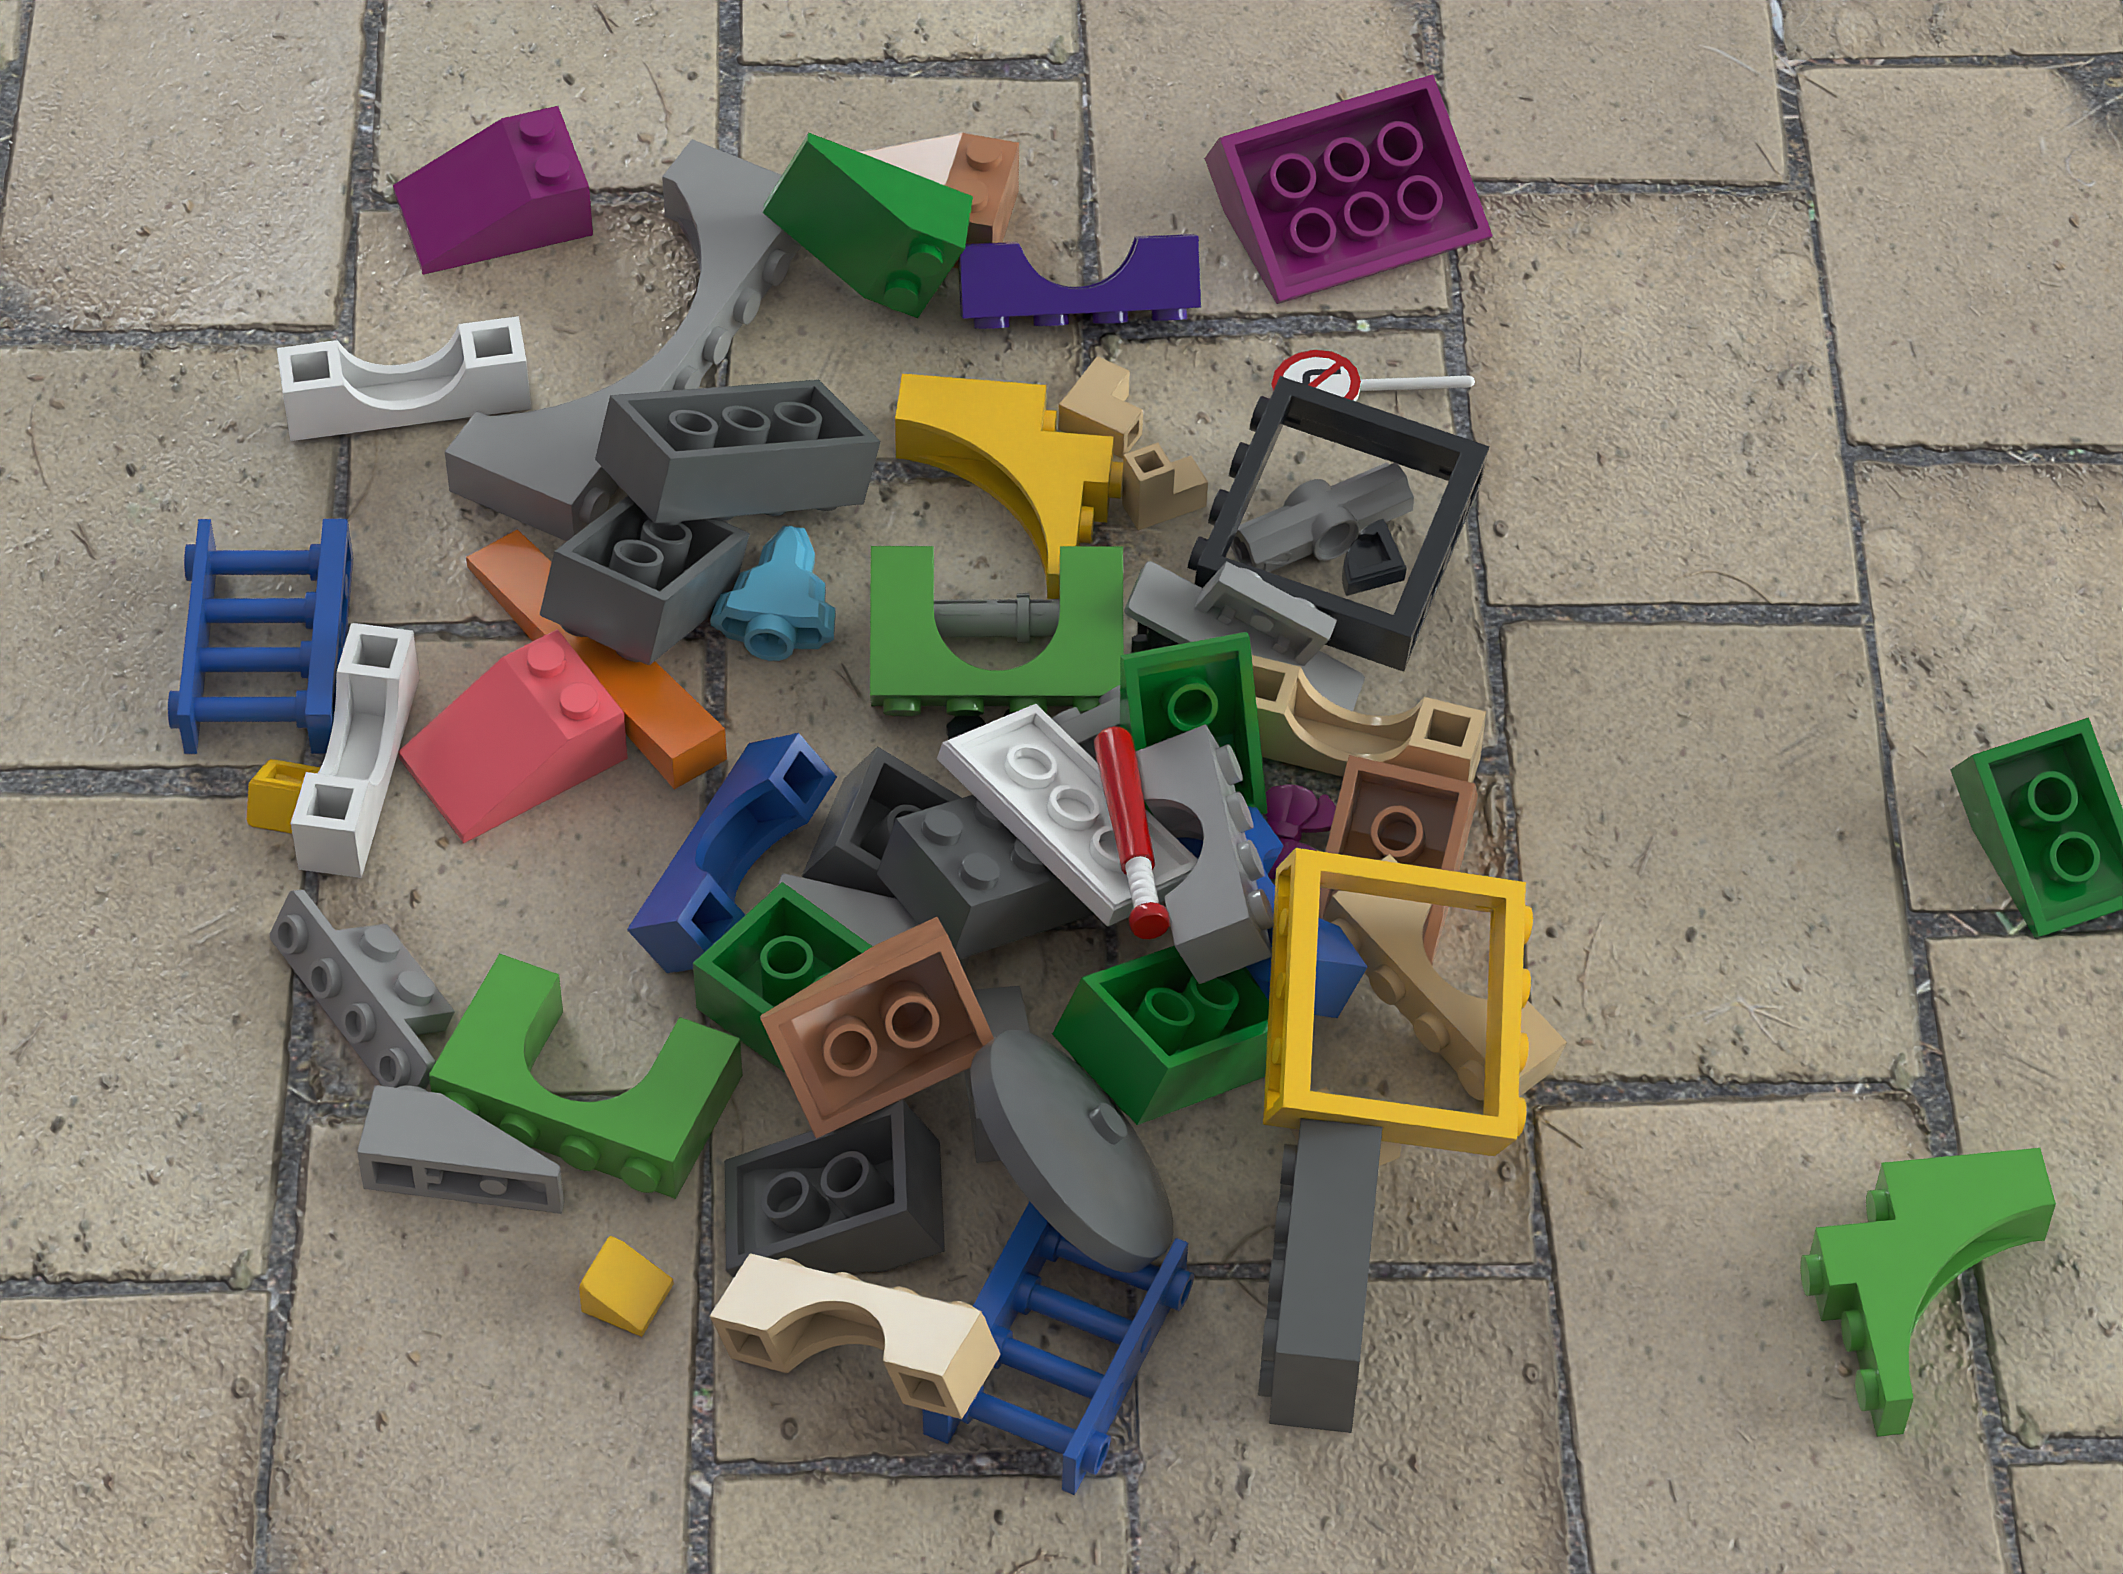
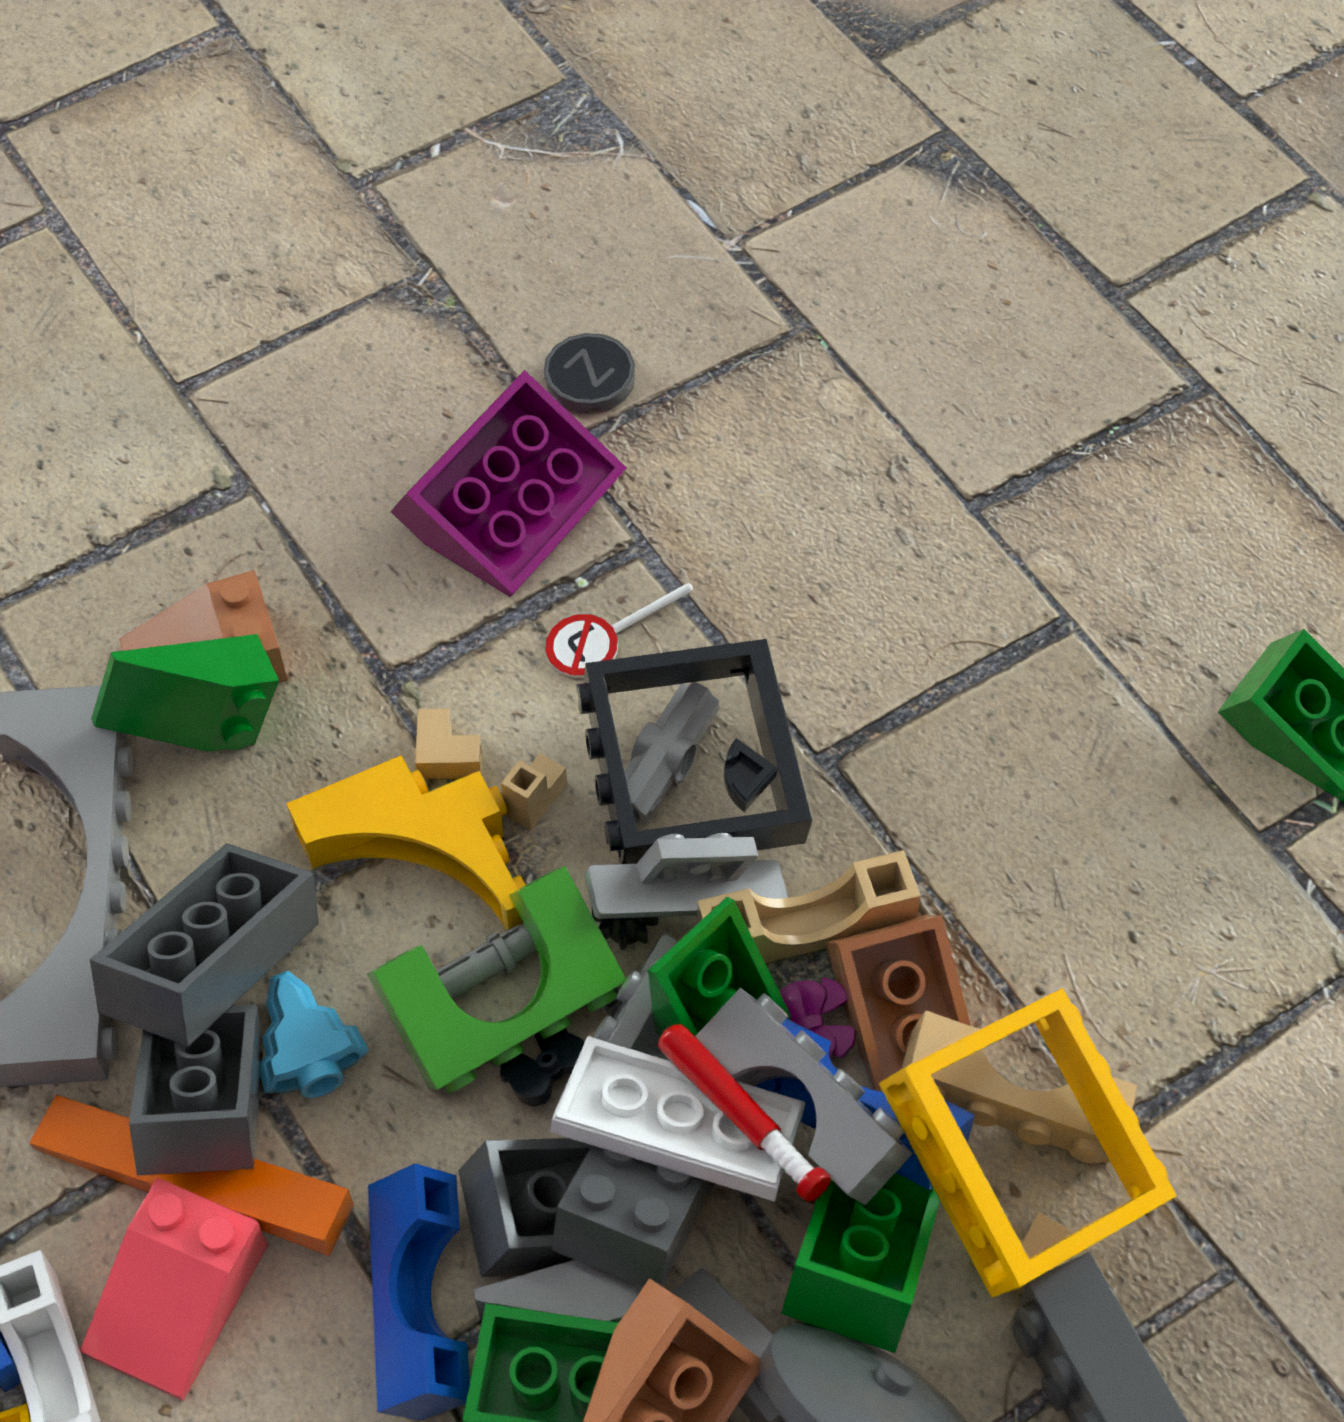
camera: 30 degrees left, 5 degrees up
(1155, 276) = (417, 624): dark purple arch -> none
(1522, 122) = (589, 372): none -> black tile

